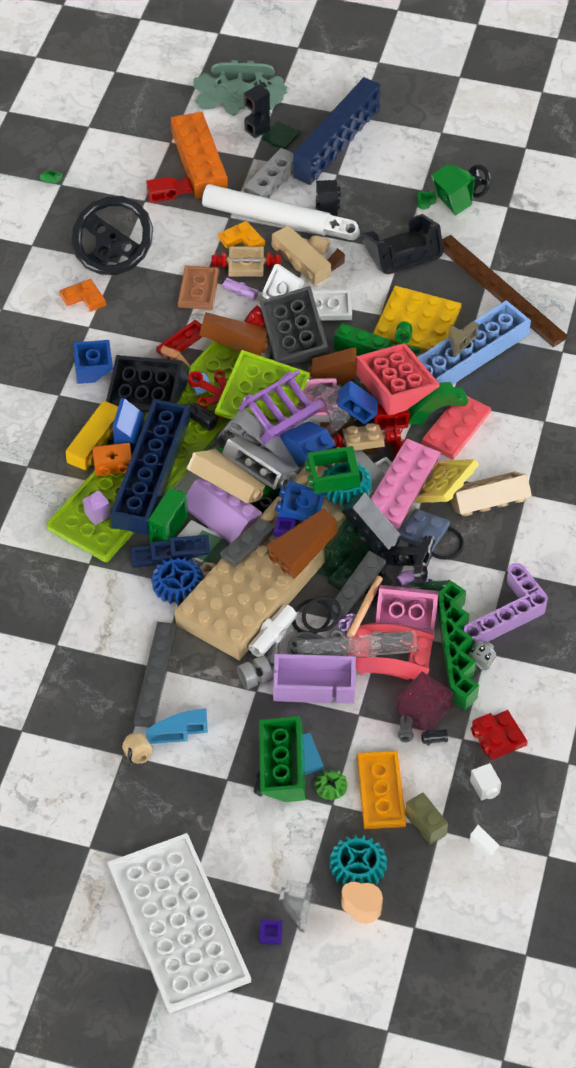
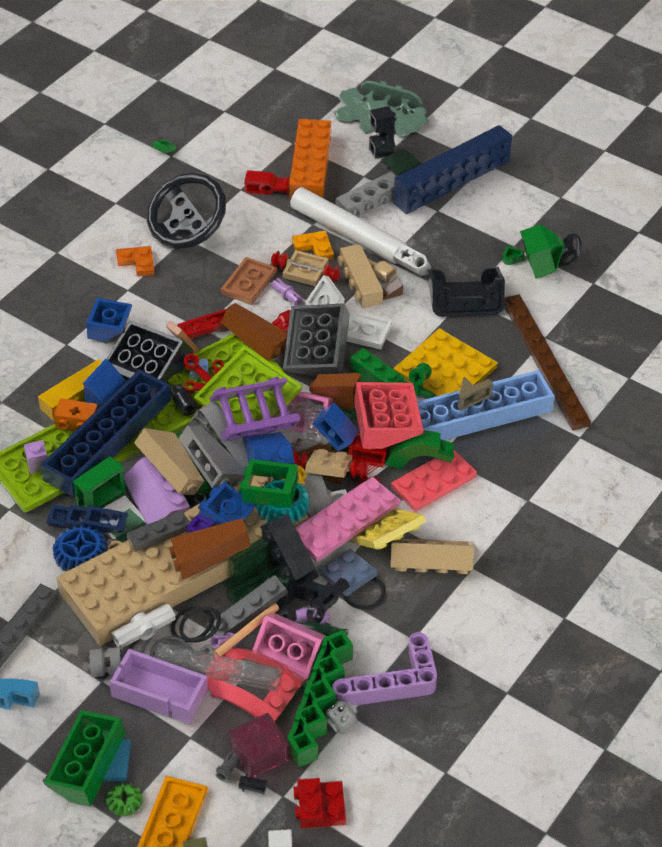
camera: 20 degrees right, 5 degrees down
(327, 196) = (411, 226): black brick -> none

